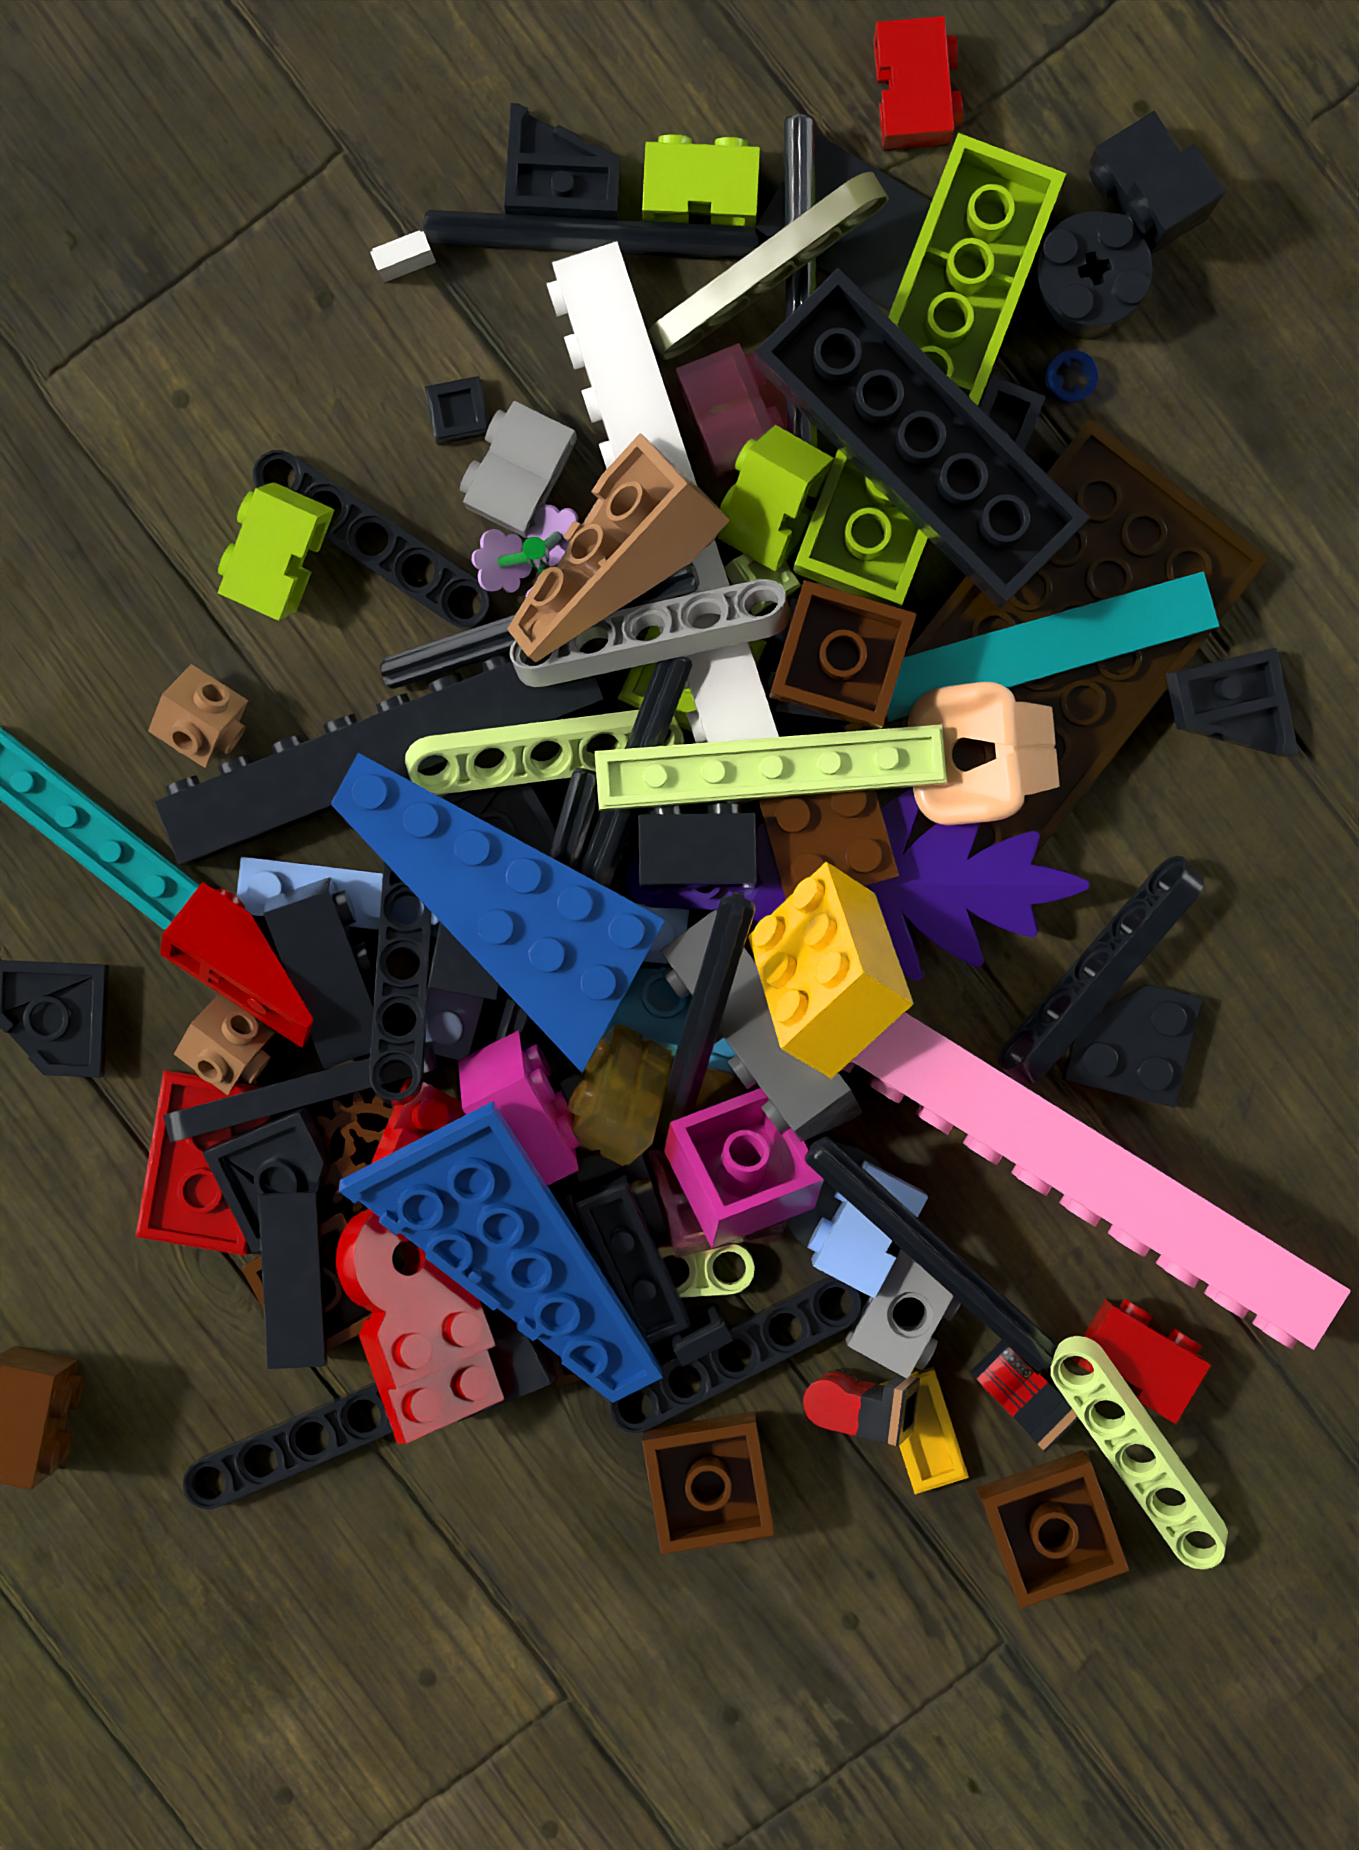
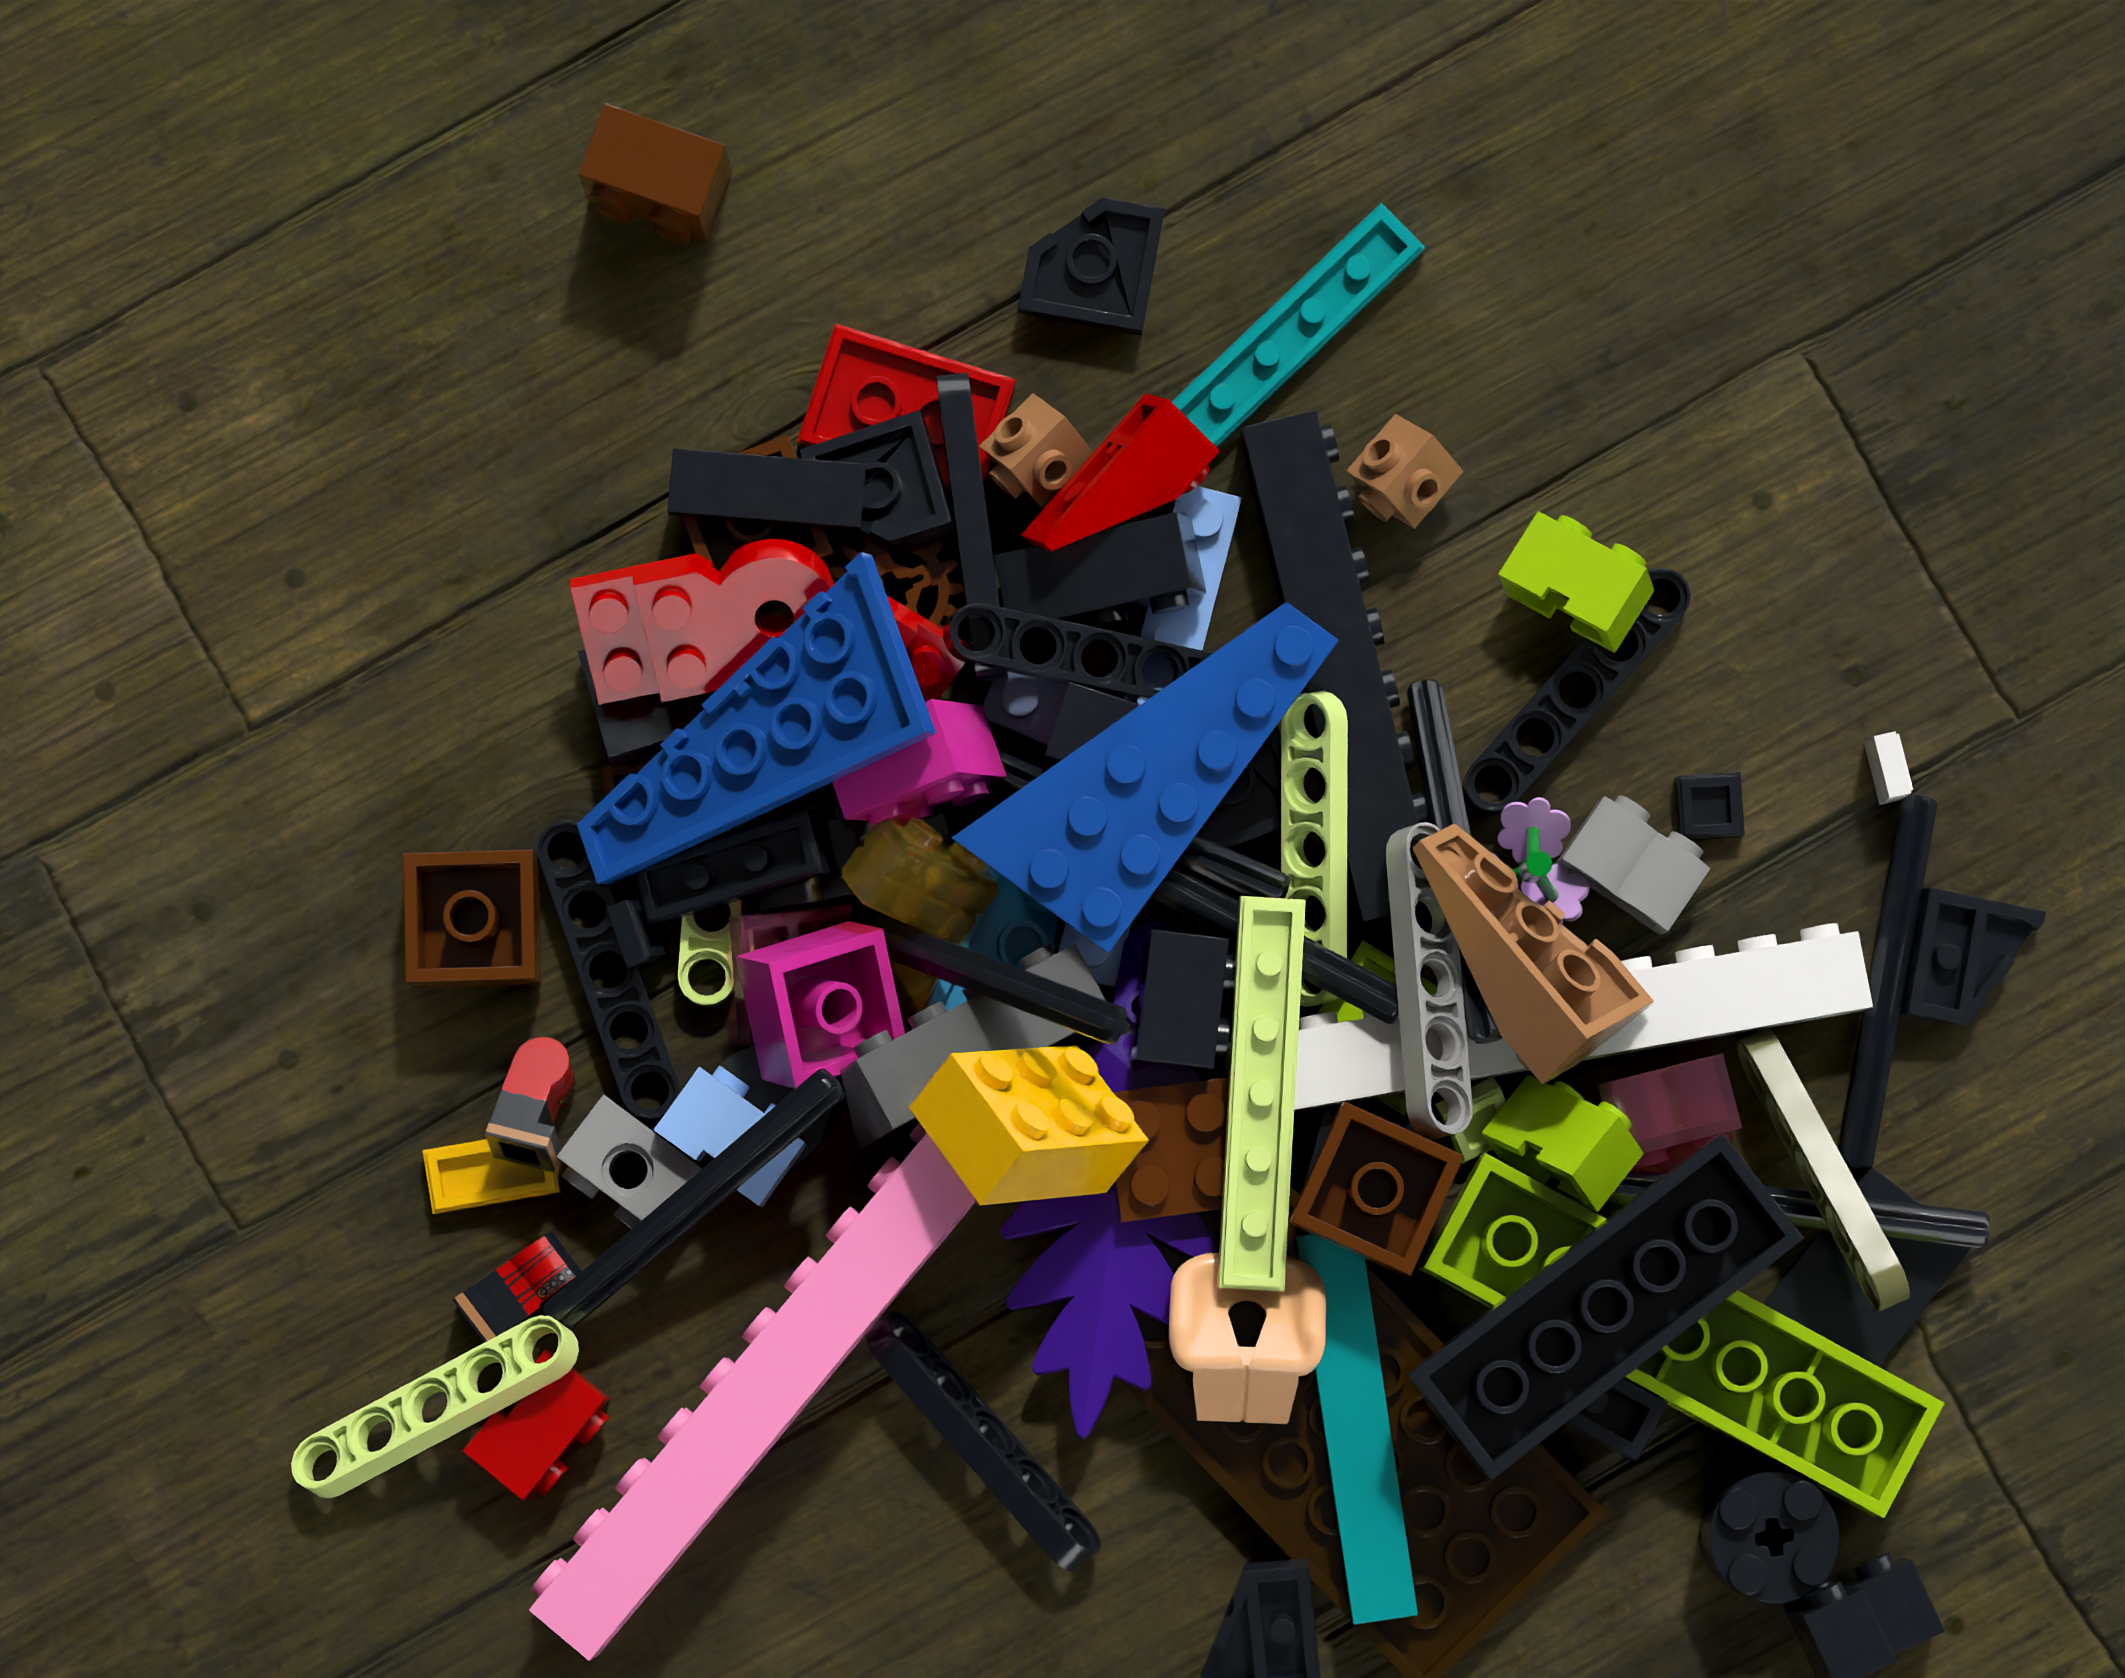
camera: 85 degrees right, 5 degrees down
(290, 1454) = (582, 456): black beam -> none
(701, 181) = (1931, 1112): lime brick -> none
(916, 64) = (2034, 1372): red brick -> none
(1052, 1529) = (363, 1296): reddish brown brick -> none
(1087, 371) = (1663, 1521): clear blue bush -> none
(1137, 1045) = (892, 1471): black plate -> none

